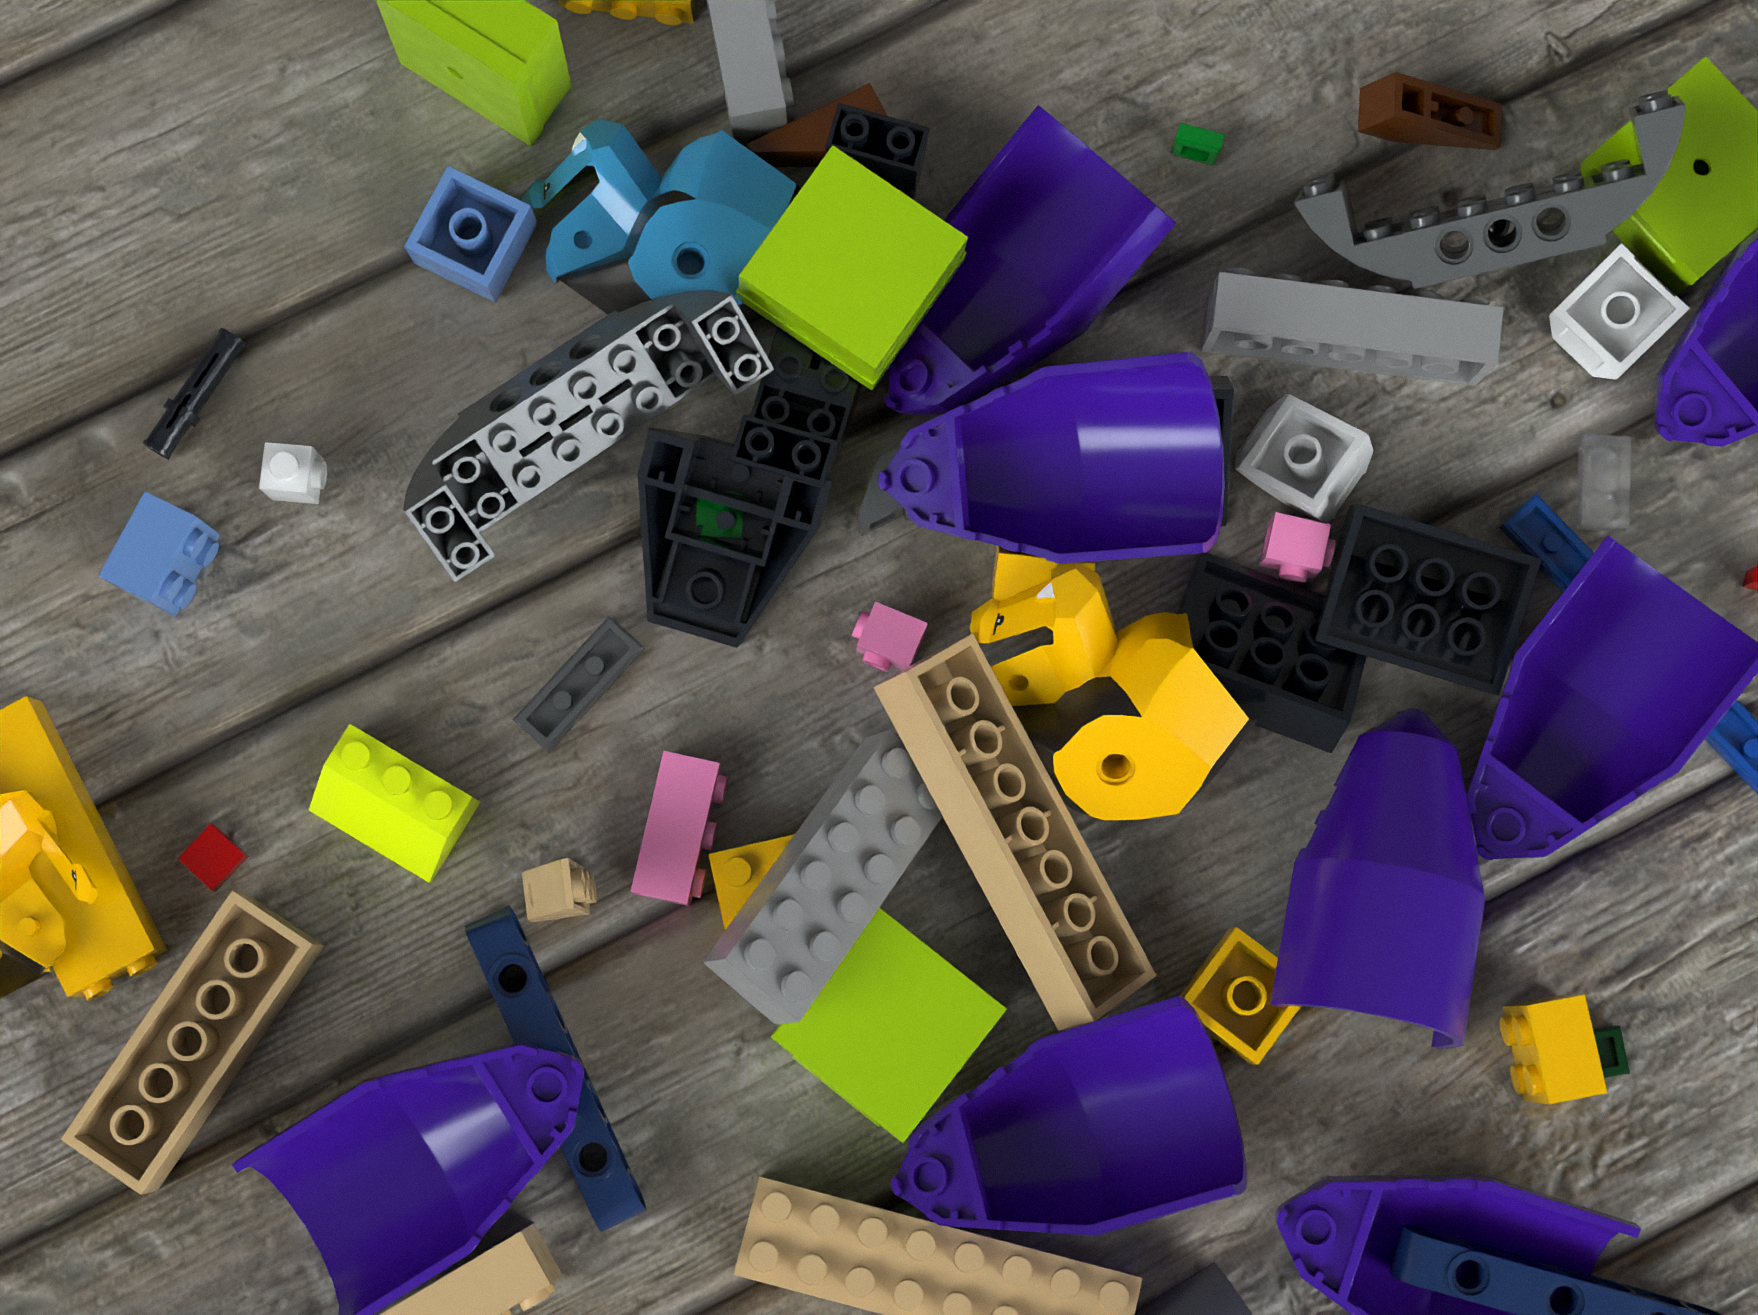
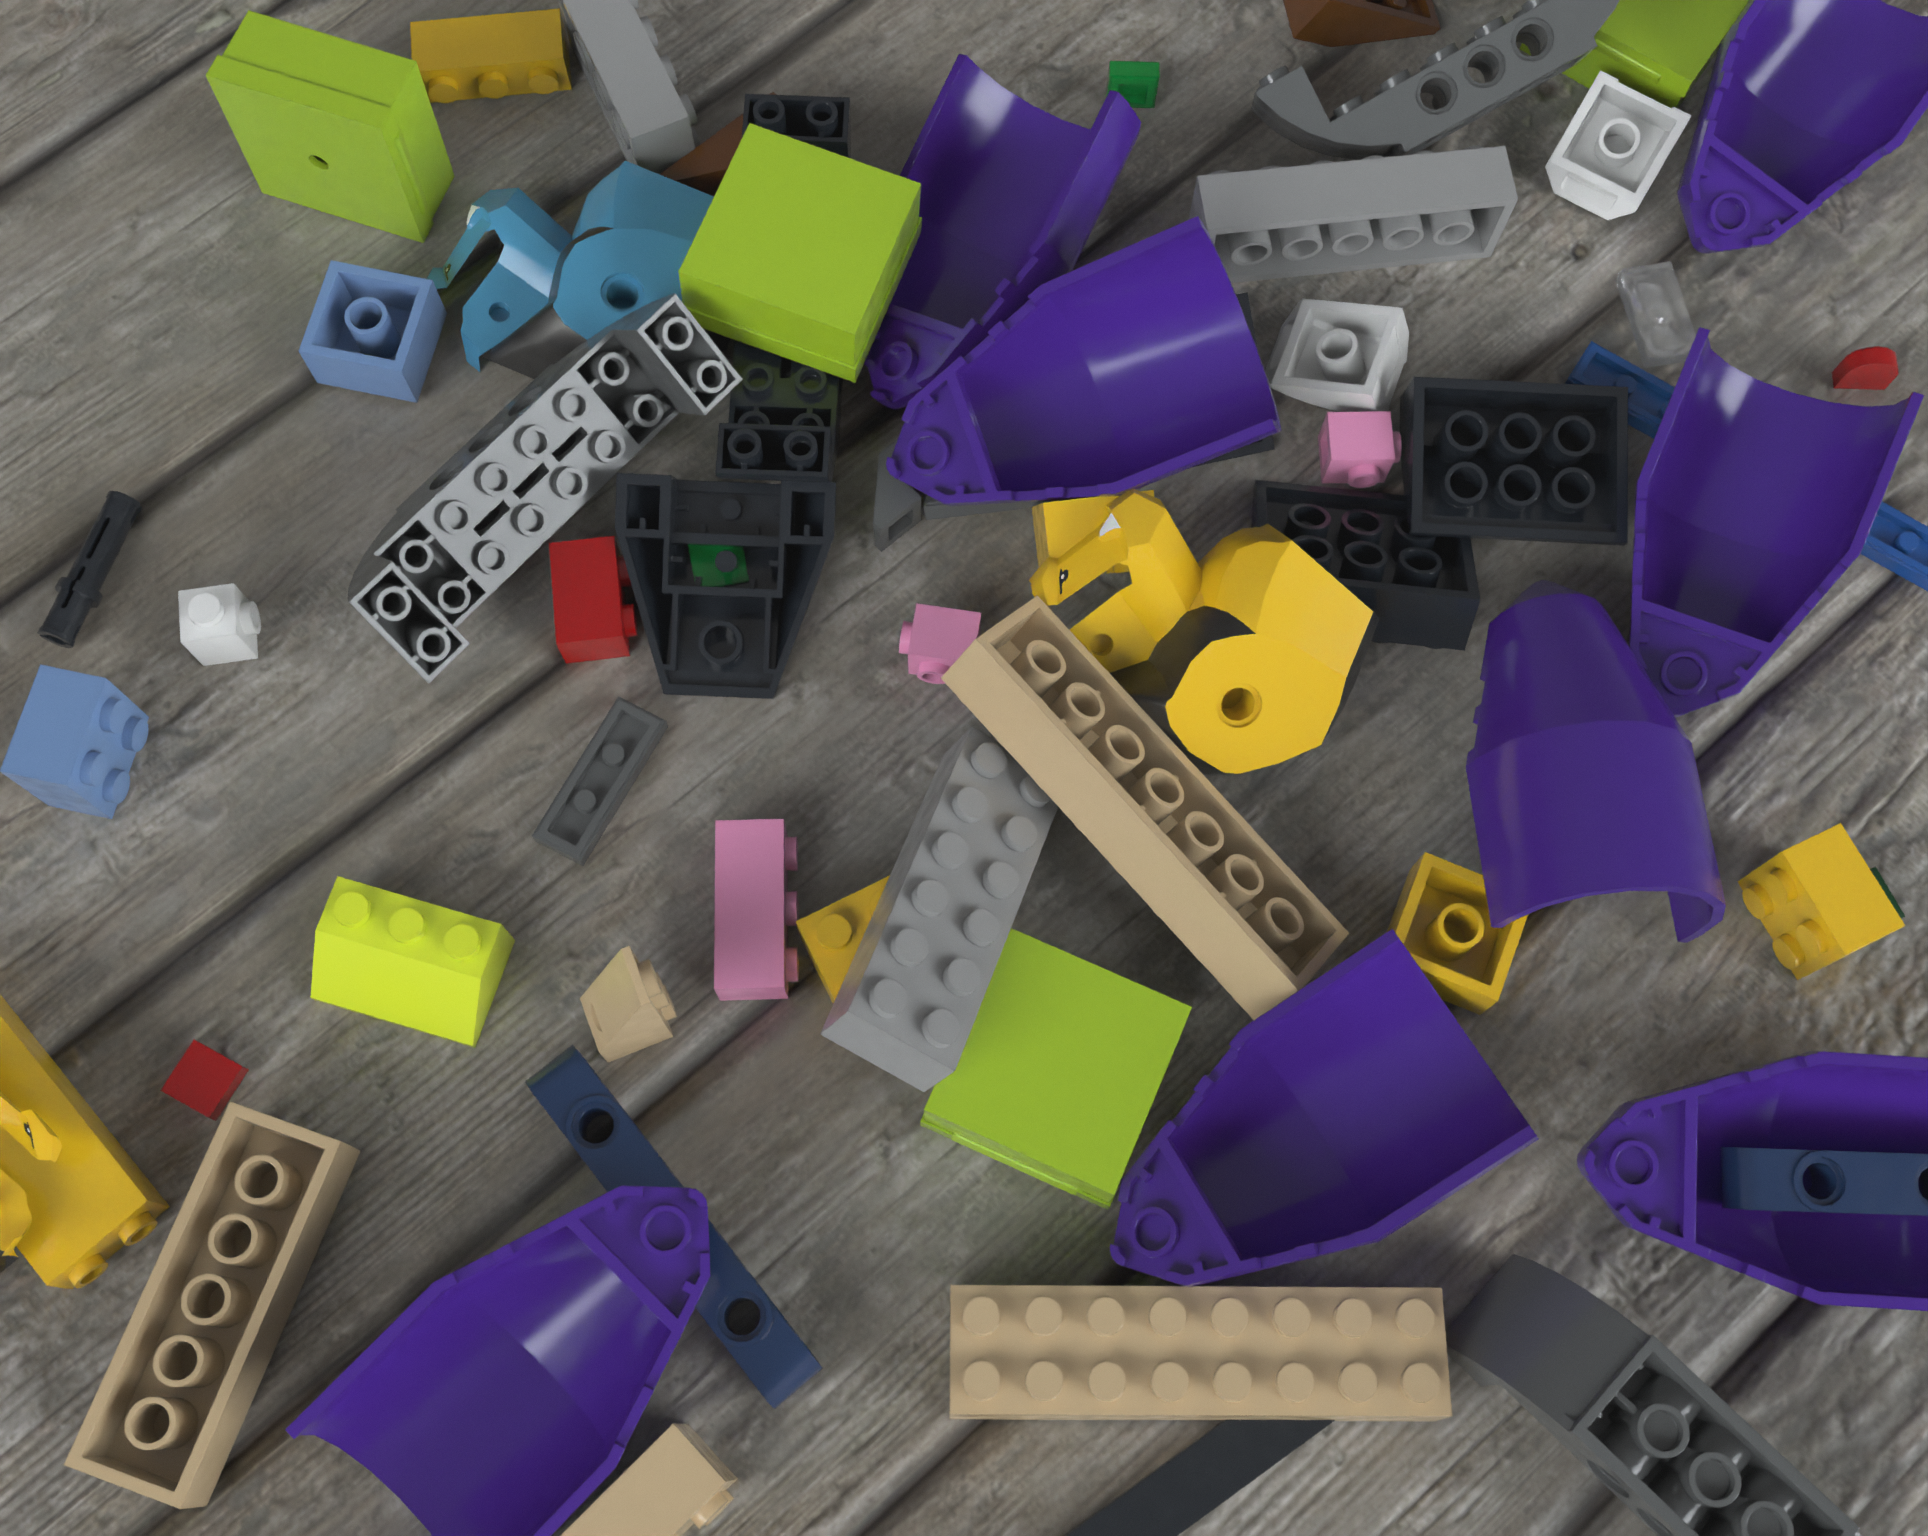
camera: 15 degrees left, 10 degrees down
(605, 525) = (591, 600): none -> red brick

